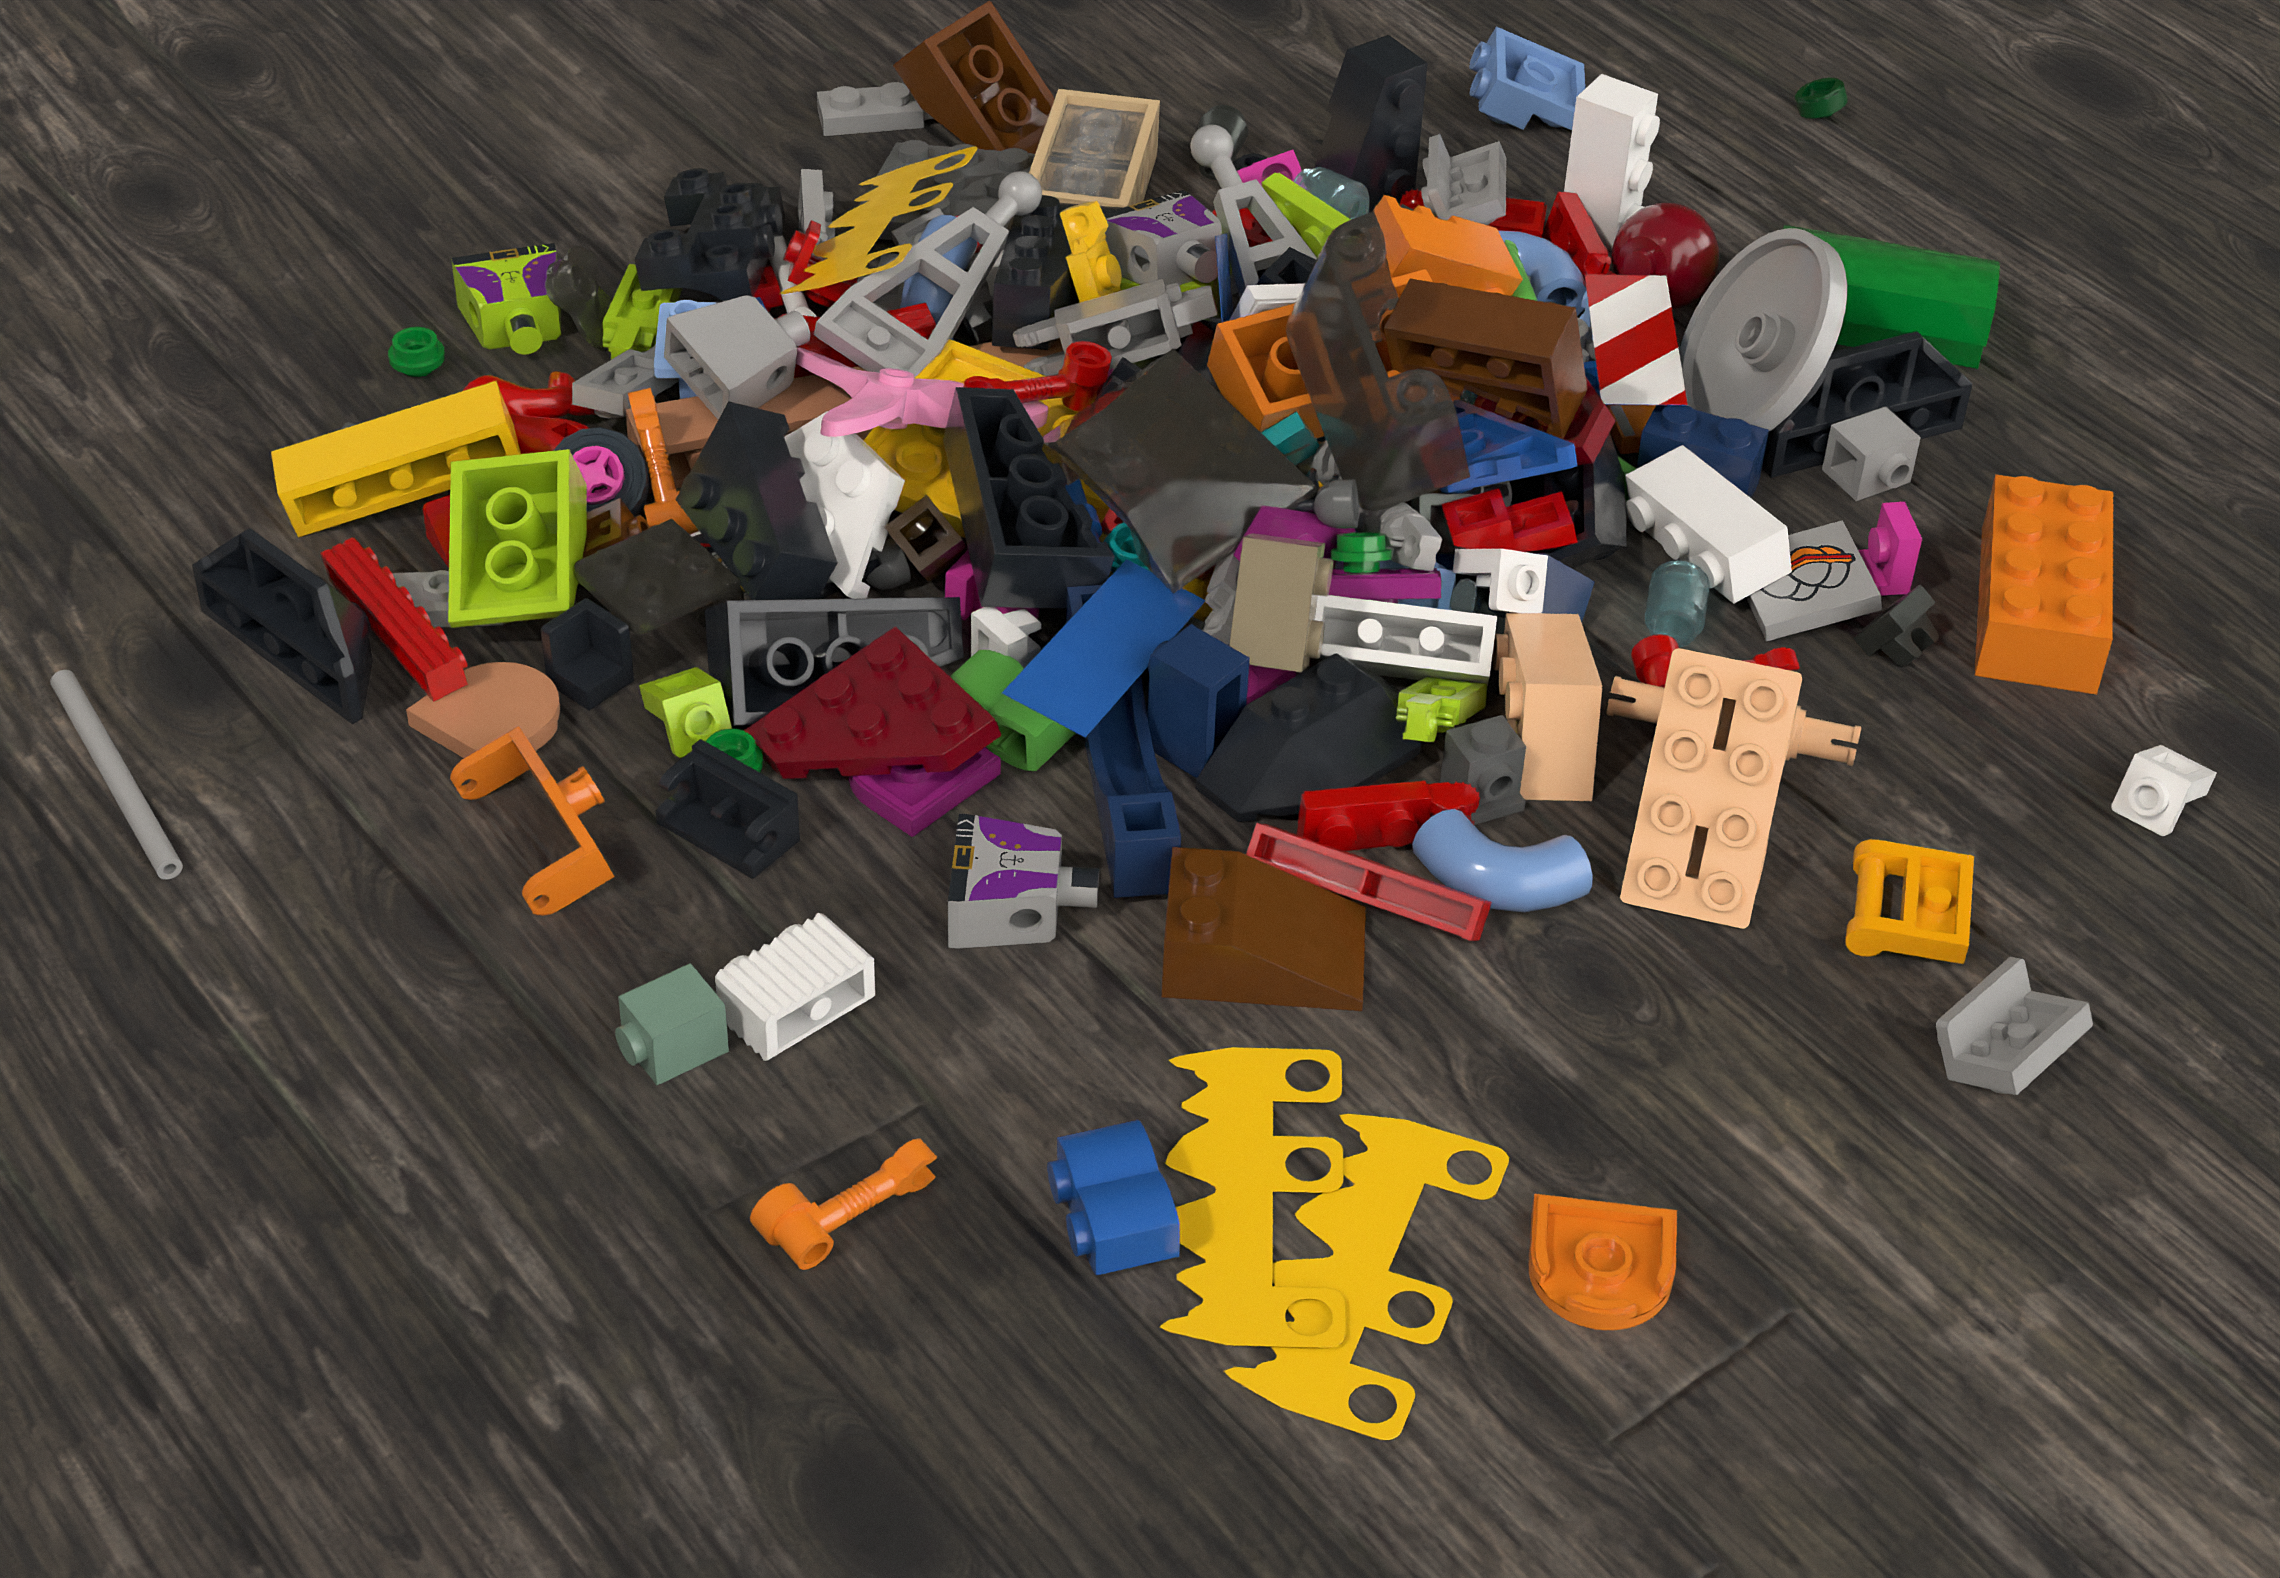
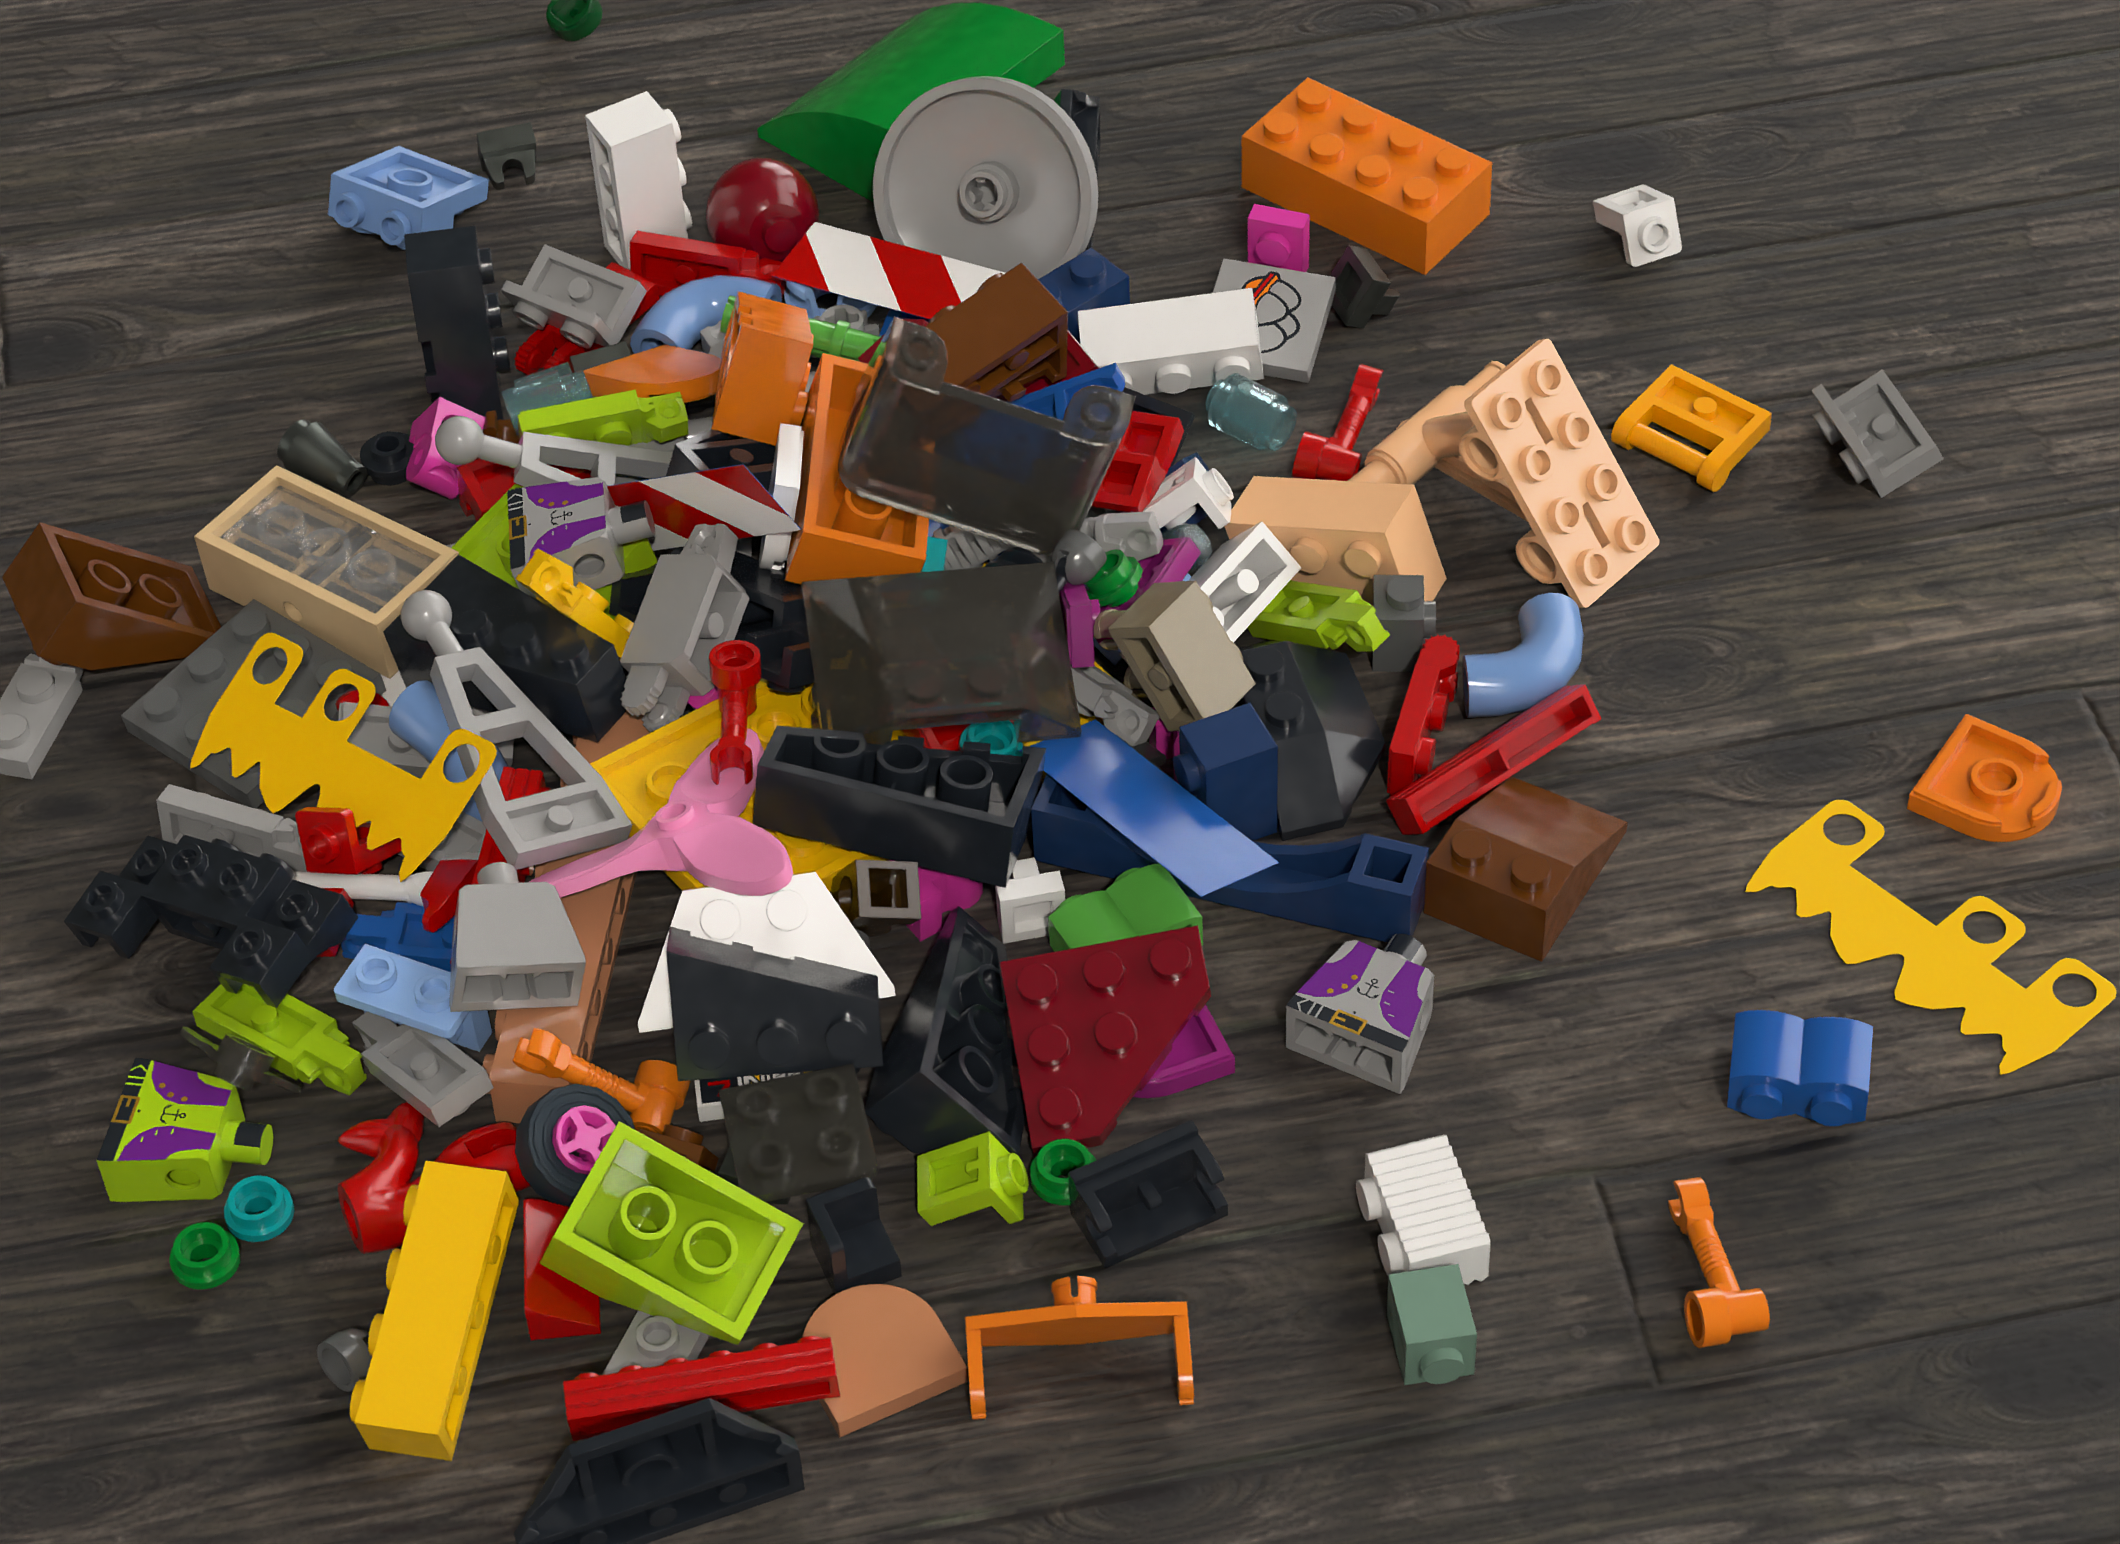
camera: 60 degrees left, 5 degrees up
(471, 359) = (257, 1195): none -> teal plate
(1236, 1222) = (1778, 977): yellow piece -> none
(1871, 453) = (1128, 205): light grey brick -> none

